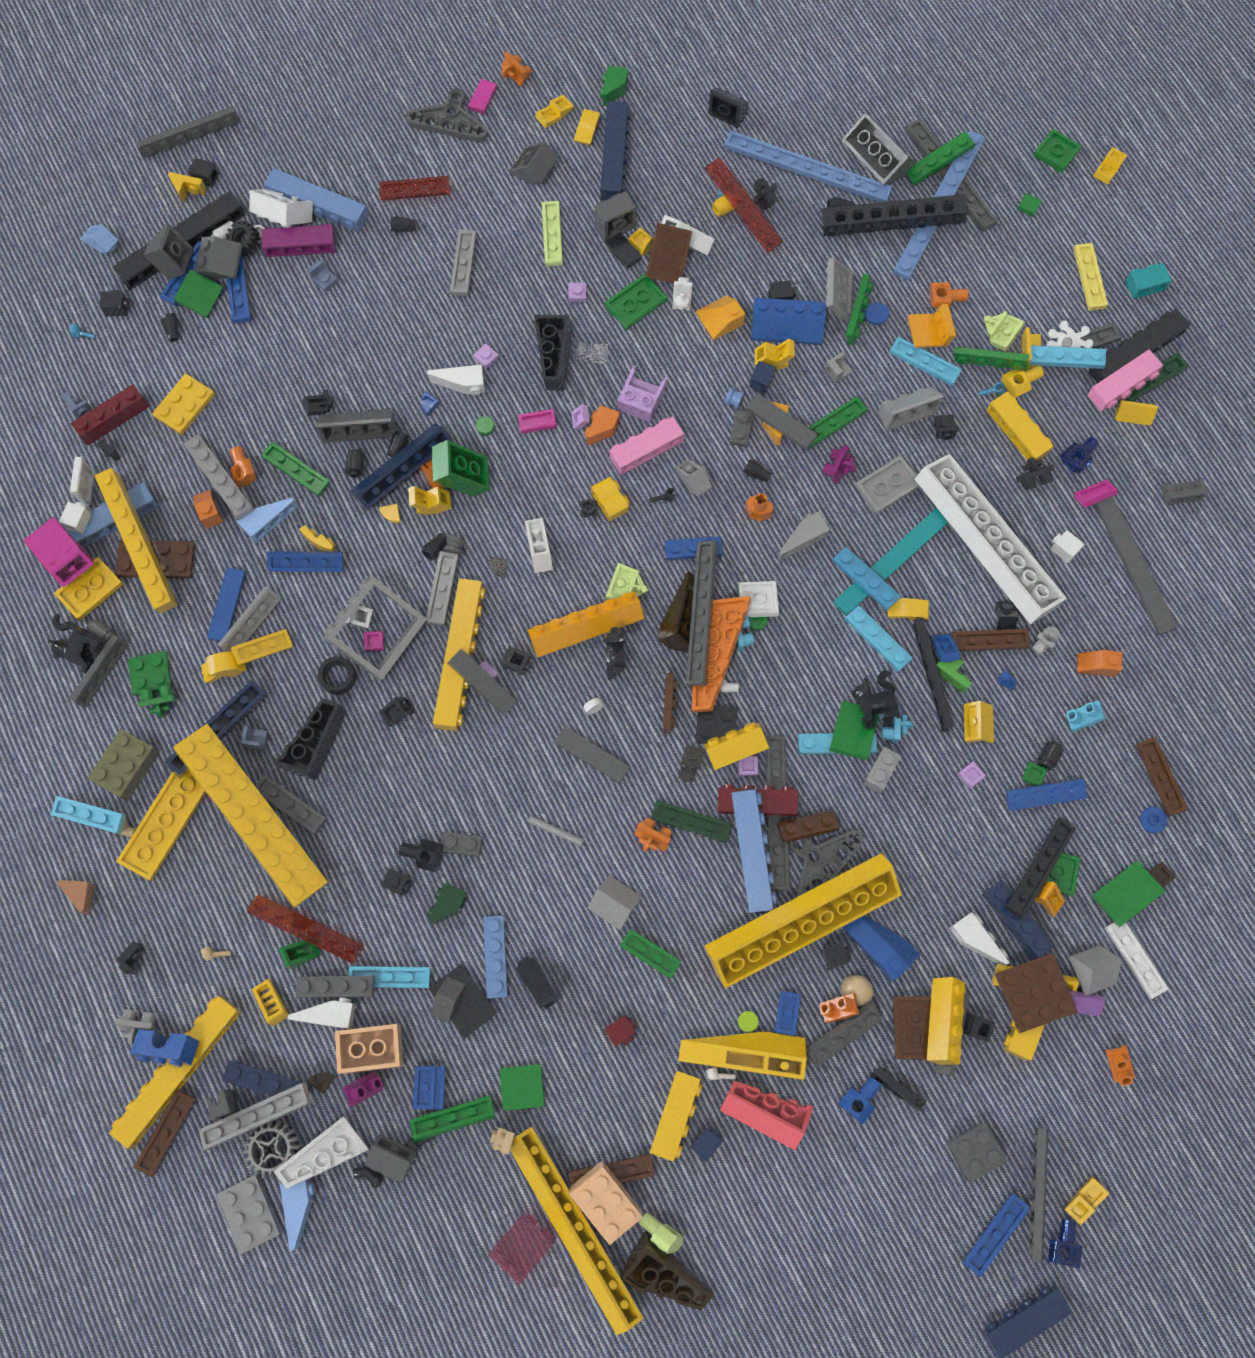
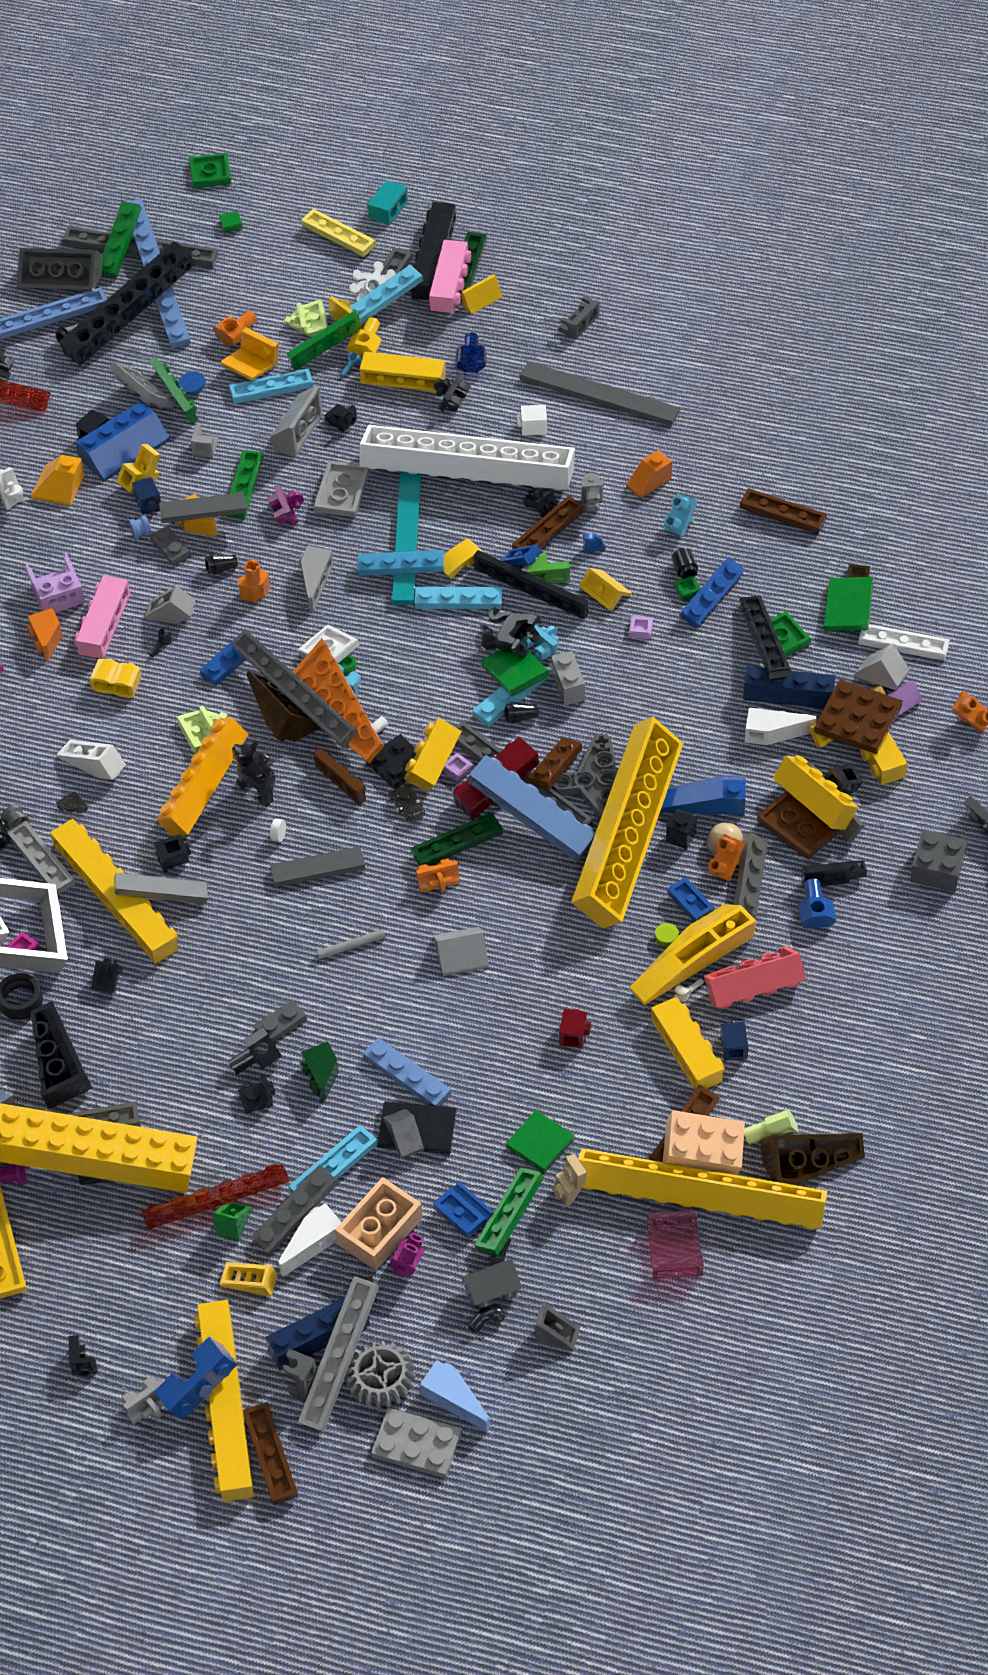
camera: 45 degrees left, 20 degrees down
(208, 954) = (149, 1294): tan hand -> none
(326, 1151) = (429, 1331): white wing -> none
(396, 1229) = (555, 1329): none -> flat silver slope
(536, 983) = (467, 1053): black slope -> none
(580, 417) = (19, 641): lavender plate -> none
(584, 504) = (103, 700): black plate -> none
(650, 954) = (533, 956): green plate -> none
(826, 764) = (519, 712): none -> black cone
(1050, 898) = (796, 650): light orange slope -> none
(1095, 493) = (513, 369): dark pink tile -> none
(1110, 165) = (265, 150): yellow slope -> none
(1153, 820) = (810, 545): blue piece -> none

